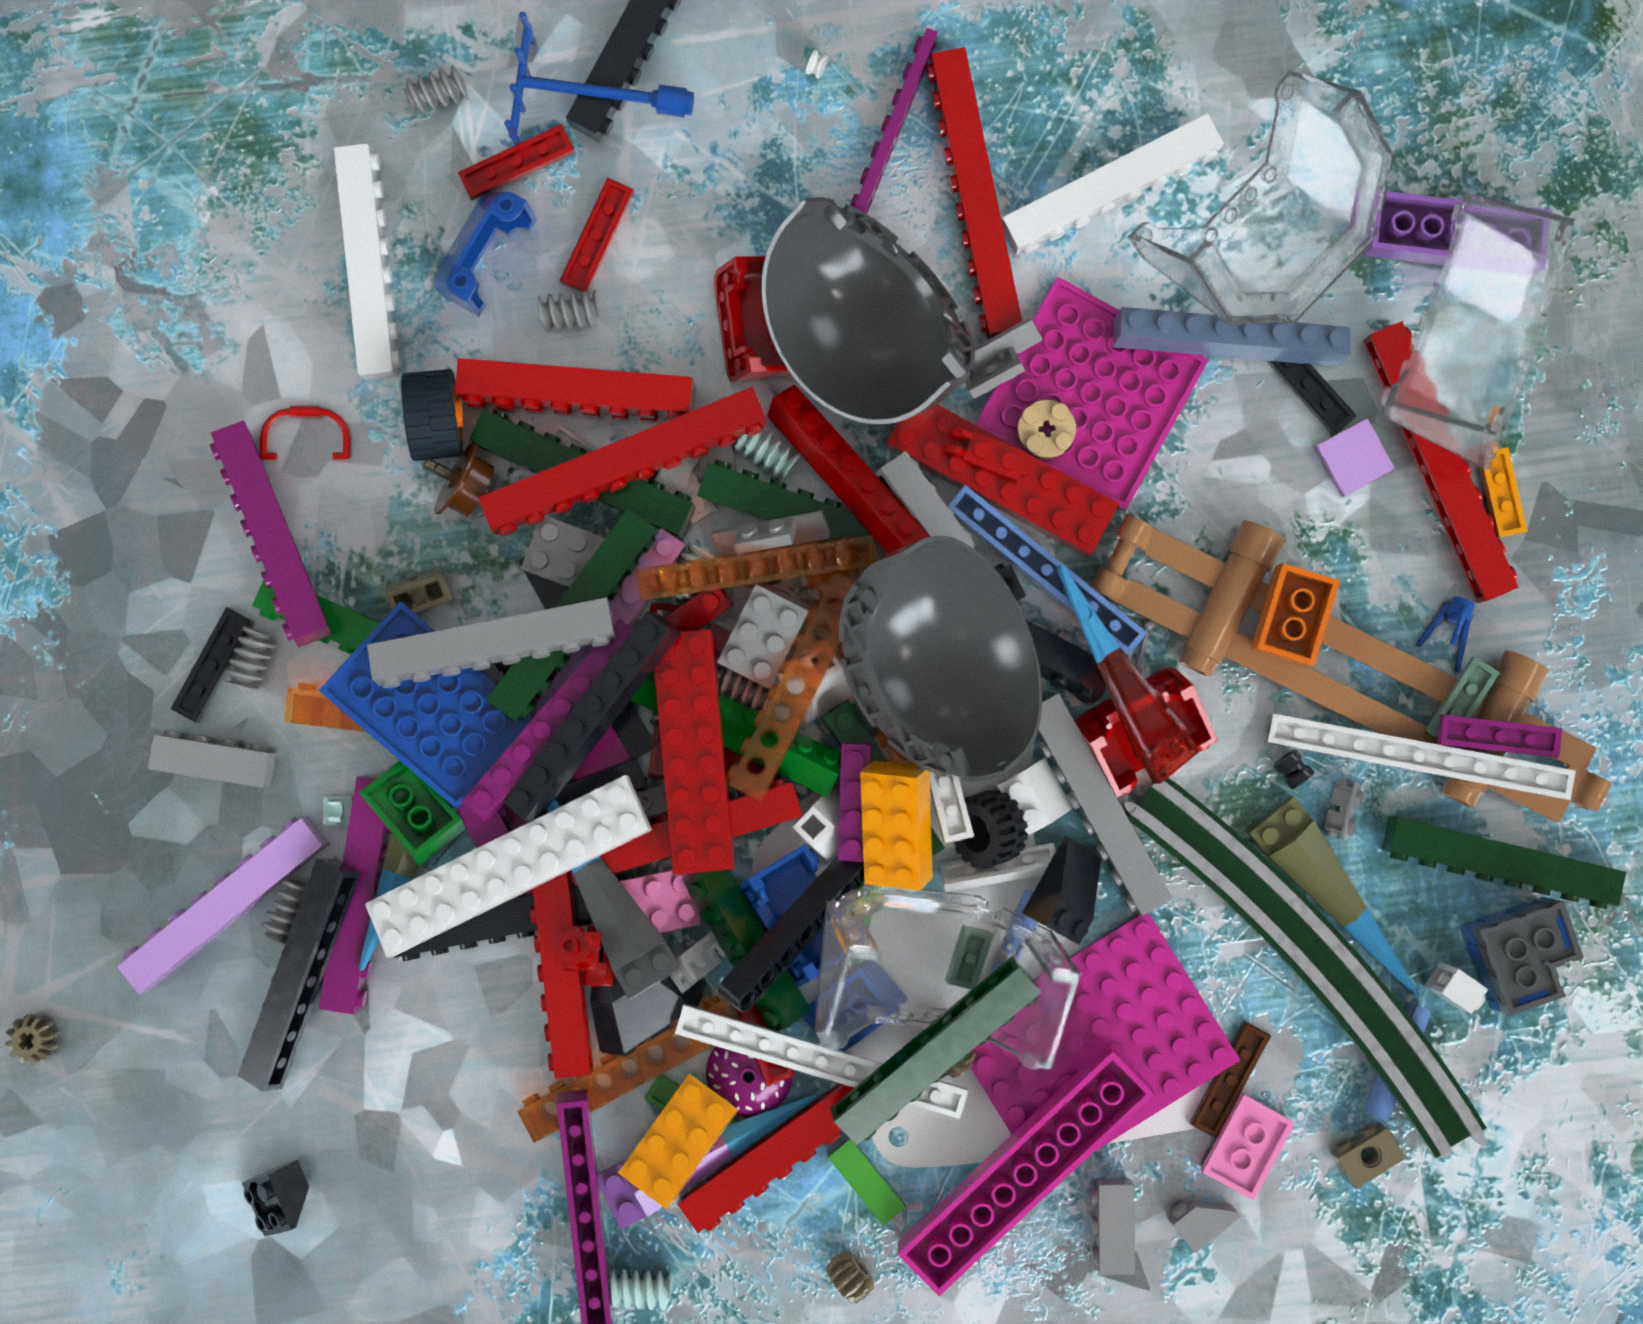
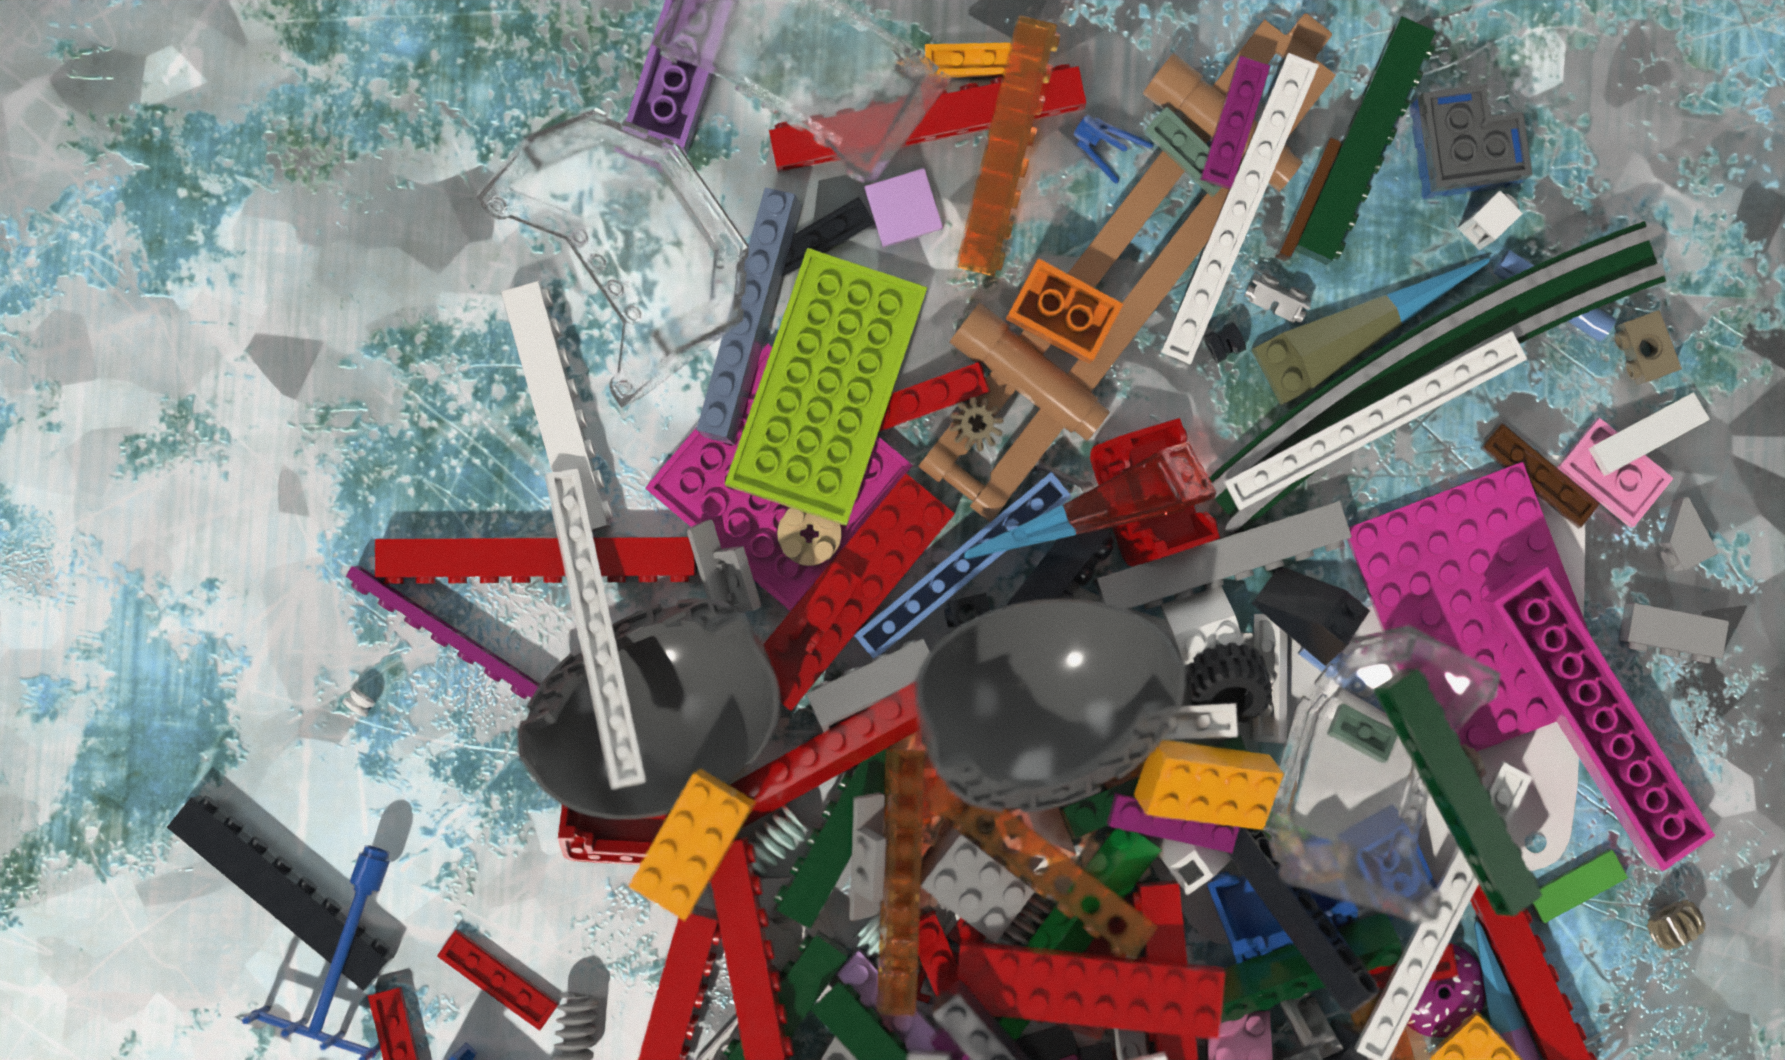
camera: 80 degrees left, 0 degrees up
(754, 372) = (692, 844): none -> light orange brick
(926, 251) = (594, 629): none -> white plate
(1180, 567) = (986, 420): none -> dark tan gear
(1182, 417) = (826, 387): none -> lime plate
(1189, 510) = (935, 395): none -> red plate
(1254, 916) = (1375, 420): none -> white plate
(1289, 1170) = (1649, 434): none -> white tile
(1435, 535) = (1006, 145): none -> clear orange brick
(1439, 820) = (1308, 199): none -> reddish brown tile

